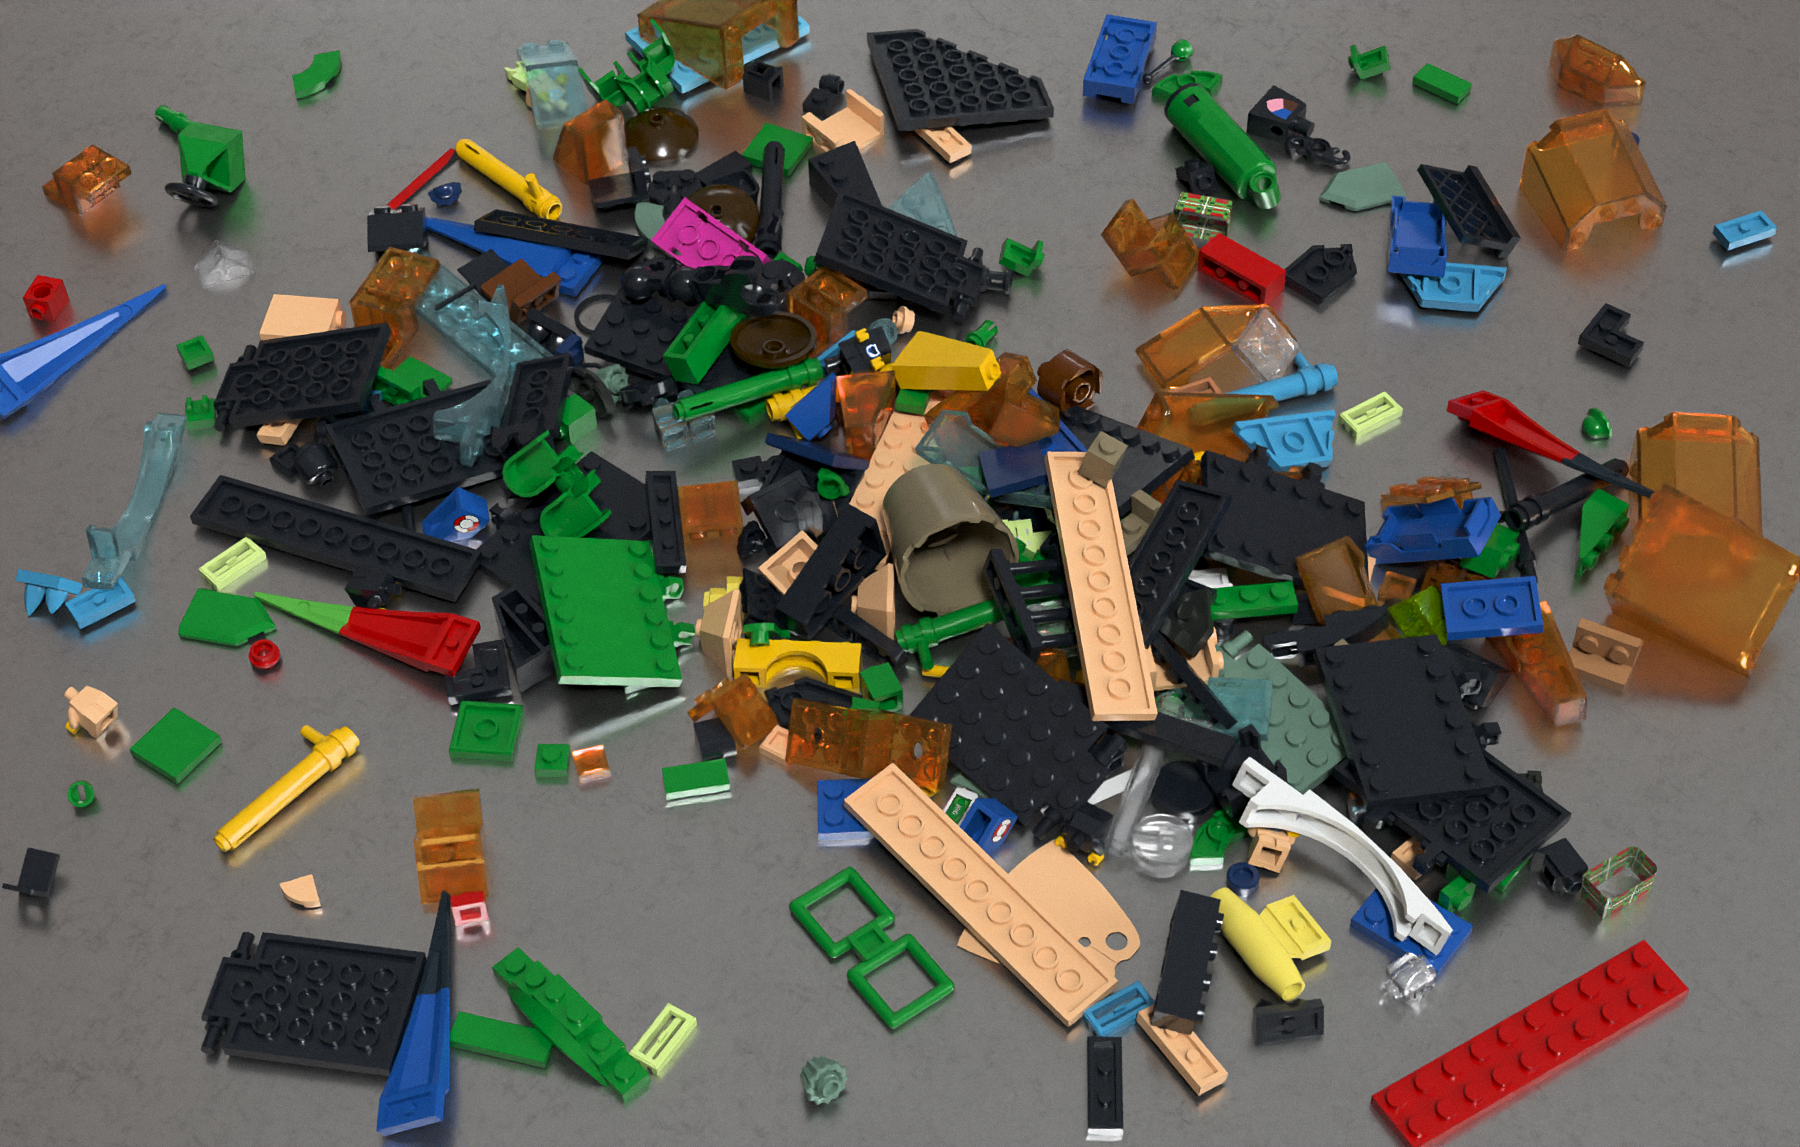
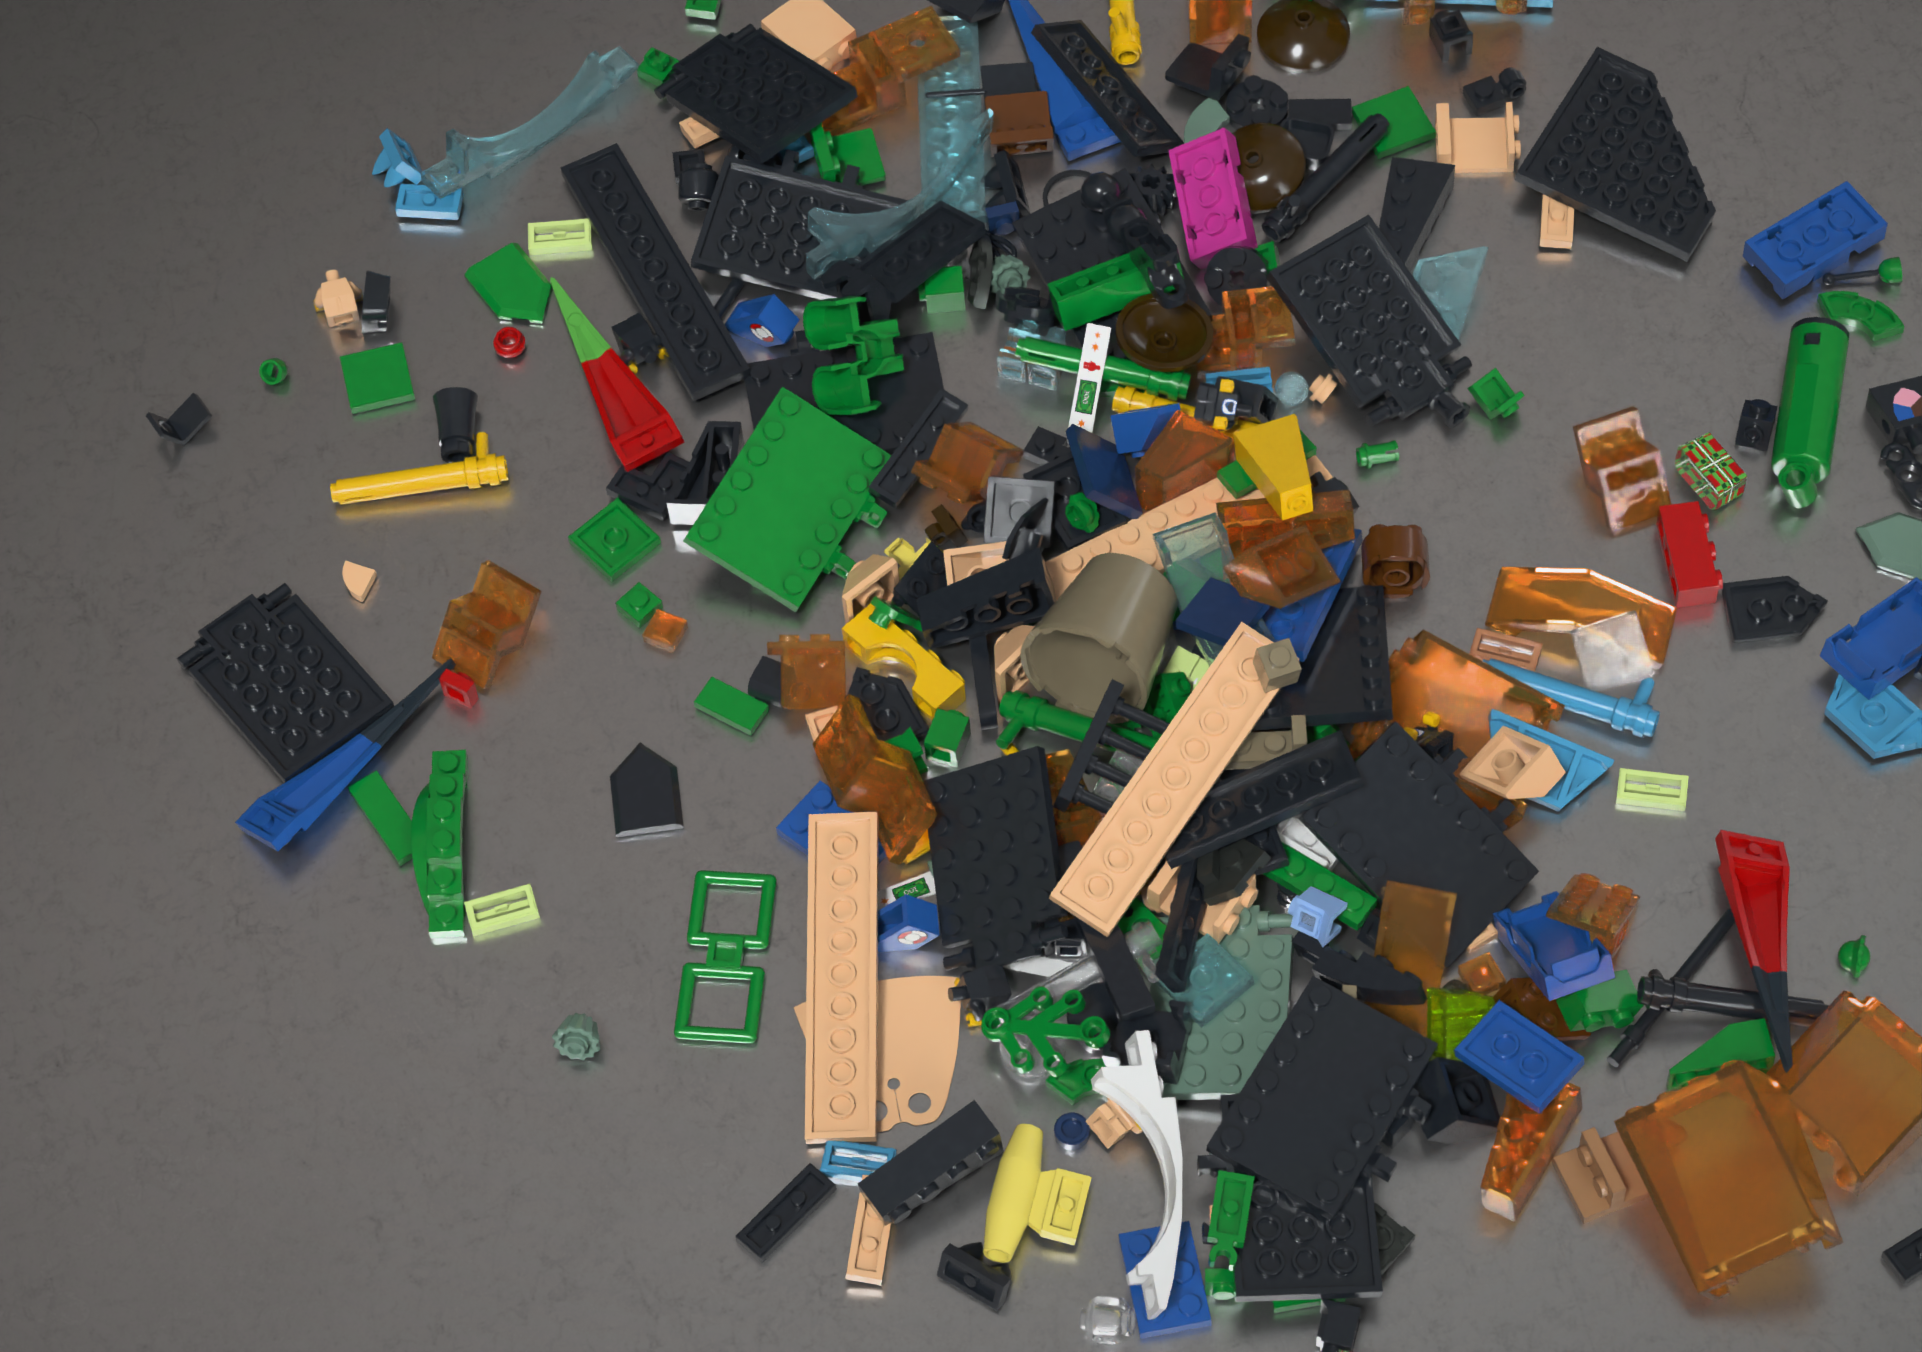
camera: 45 degrees right, 10 degrees up
(127, 690) = (376, 303): none -> black piece
(278, 730) = (455, 421): none -> black plant
(692, 882) = (645, 794): none -> black tile
(735, 560) = (945, 528): none -> dark brown tile
(748, 404) = (1089, 376): none -> white sticker
(1165, 817) = (1041, 1027): none -> green plant
(1268, 615) = (1314, 914): none -> light blue window
(1290, 440) = (1514, 766): none -> light nougat slope
(1434, 835) = (1229, 1215): none -> green plate

